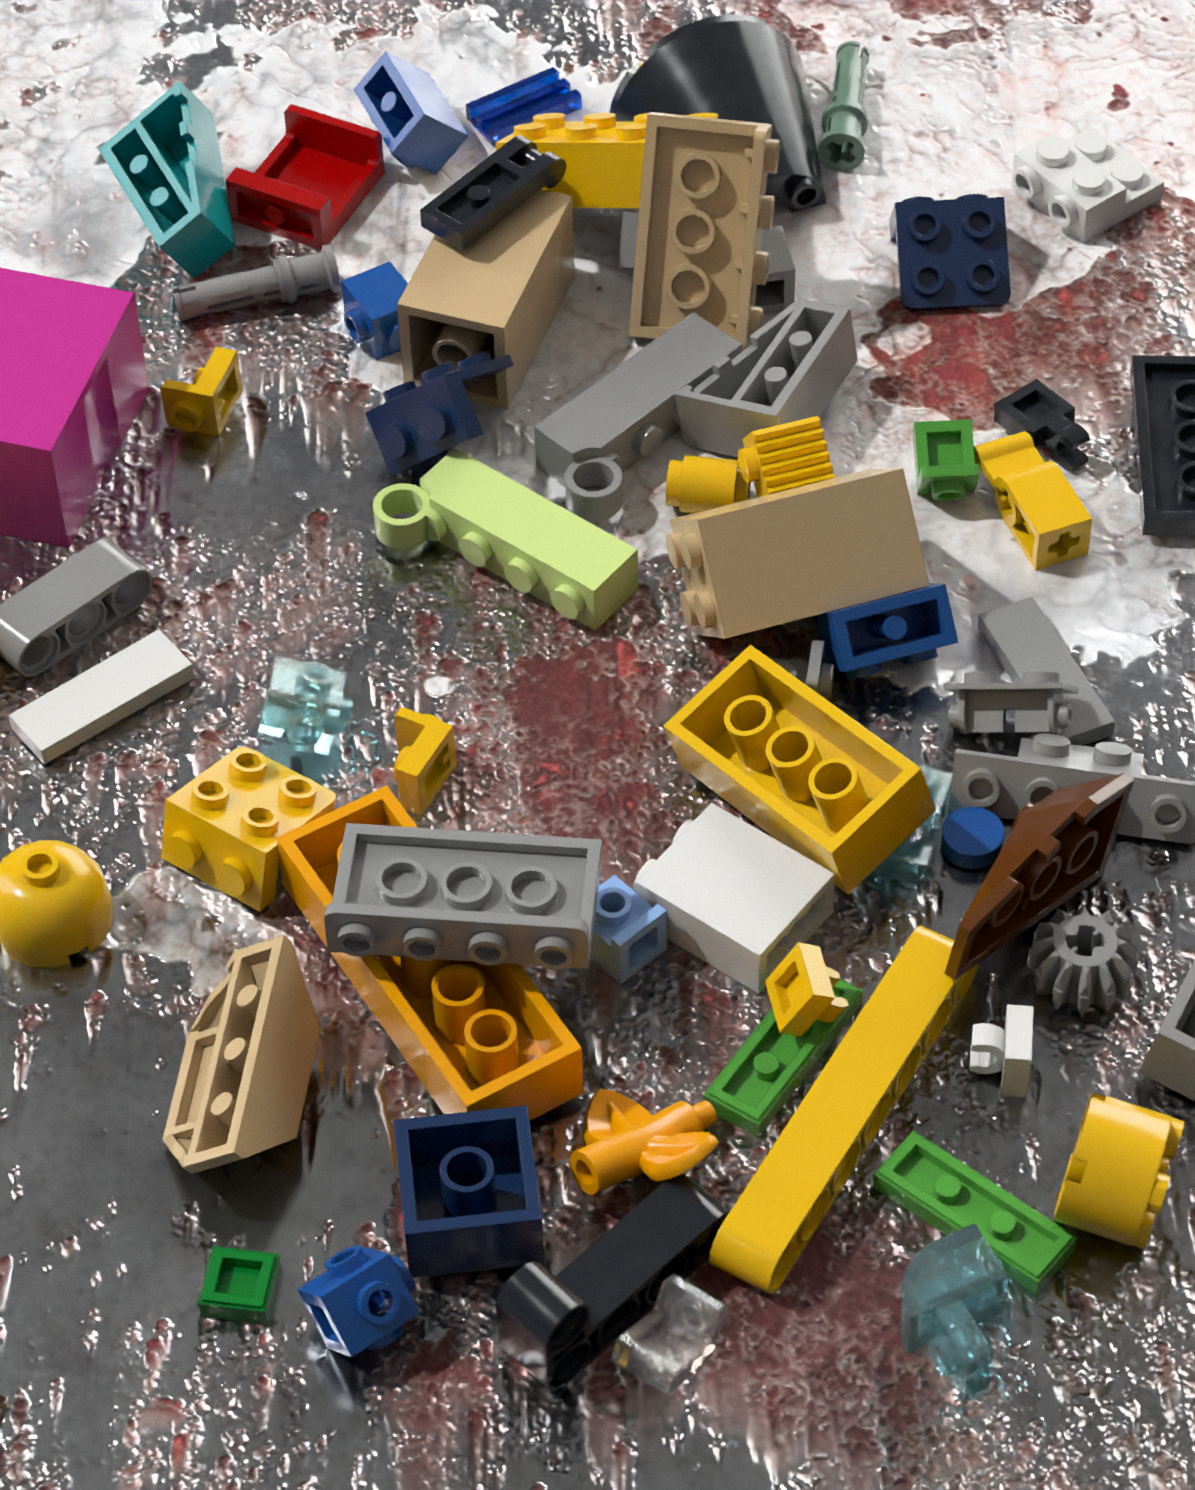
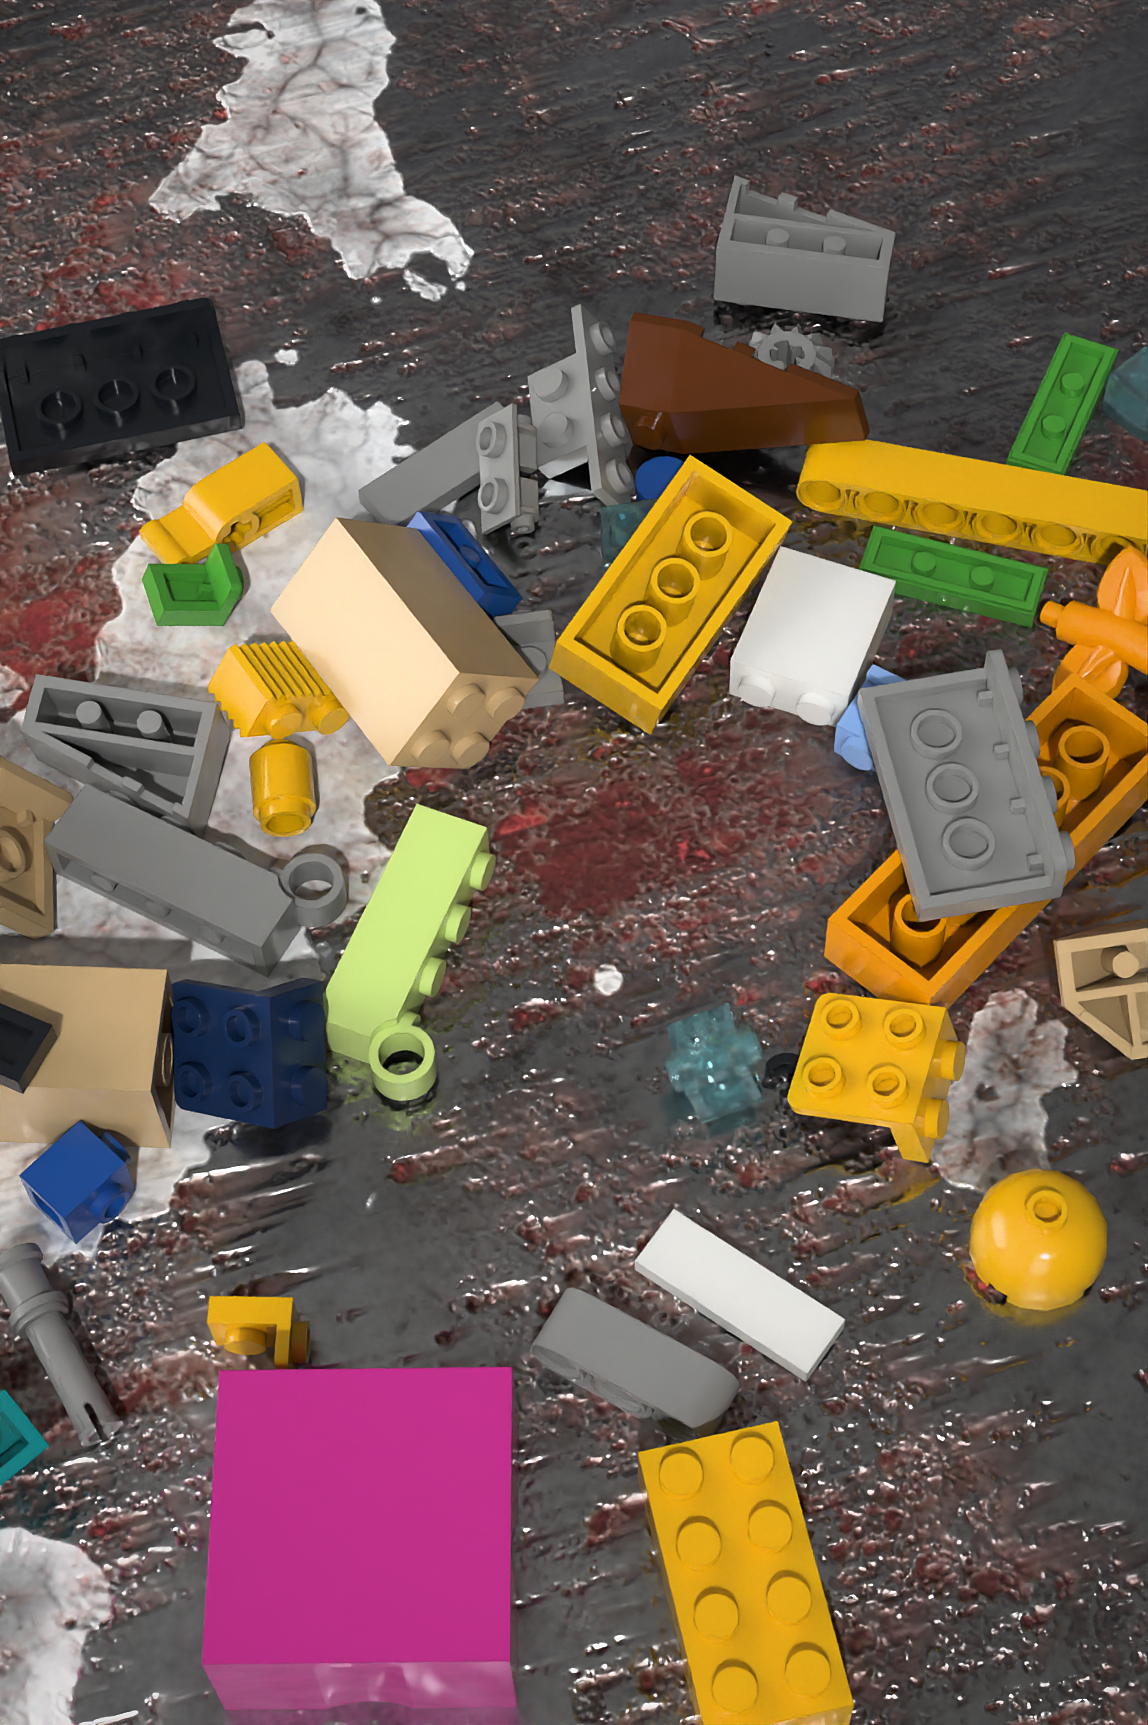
camera: 105 degrees left, 10 degrees up
(424, 758) = (737, 934): yellow bracket -> none
(803, 990) = (918, 545): yellow tile -> none
(1005, 1050) = (902, 402): white tile -> none
(1047, 420) = (110, 529): black plate -> none
(1118, 1170) = (1013, 296): yellow brick -> none

